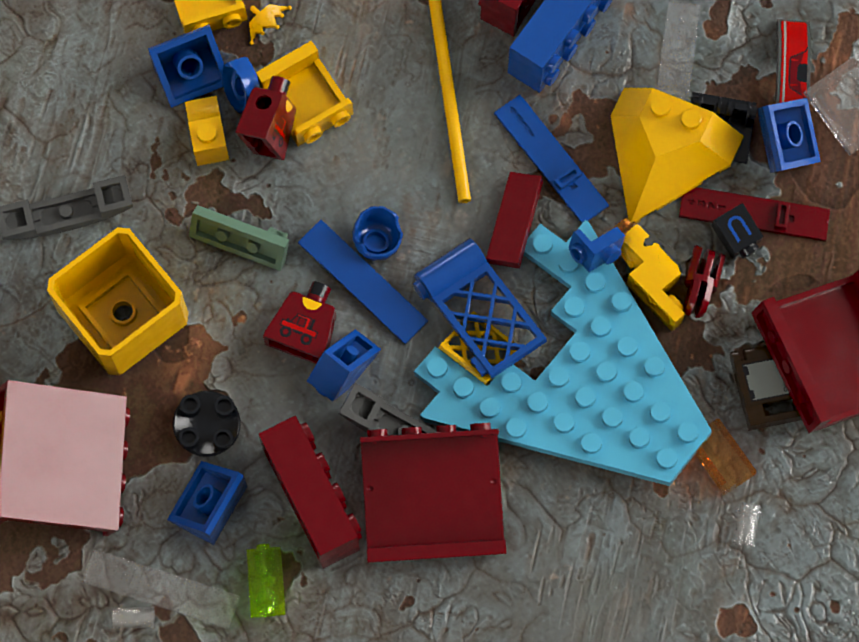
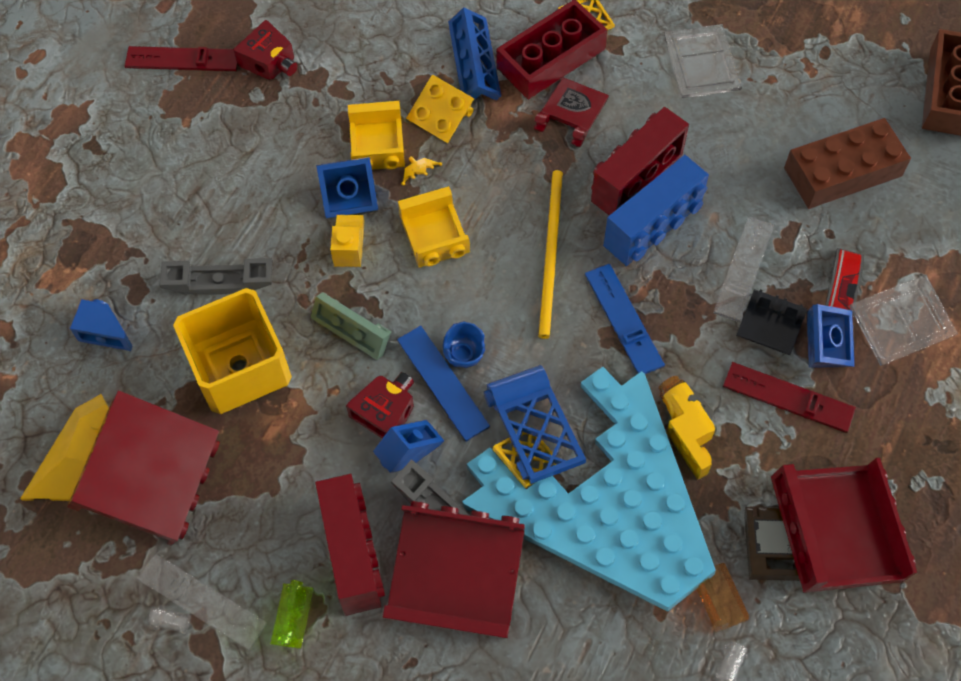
camera: 15 degrees right, 10 degrees down
(206, 423) = (280, 469): black dish -> none
(208, 501) = (264, 535): blue slope -> none
(238, 81) = (384, 210): blue hat -> none
(268, 119) = (397, 238): dark red torso -> none
(514, 220) = (581, 359): dark red tile -> none
(596, 252) = (646, 396): blue bracket -> none
(667, 148) = (725, 327): yellow wedge -> none
(702, 282) = (731, 442): dark red arm -> none
(738, 232) = (771, 407): black brick -> none

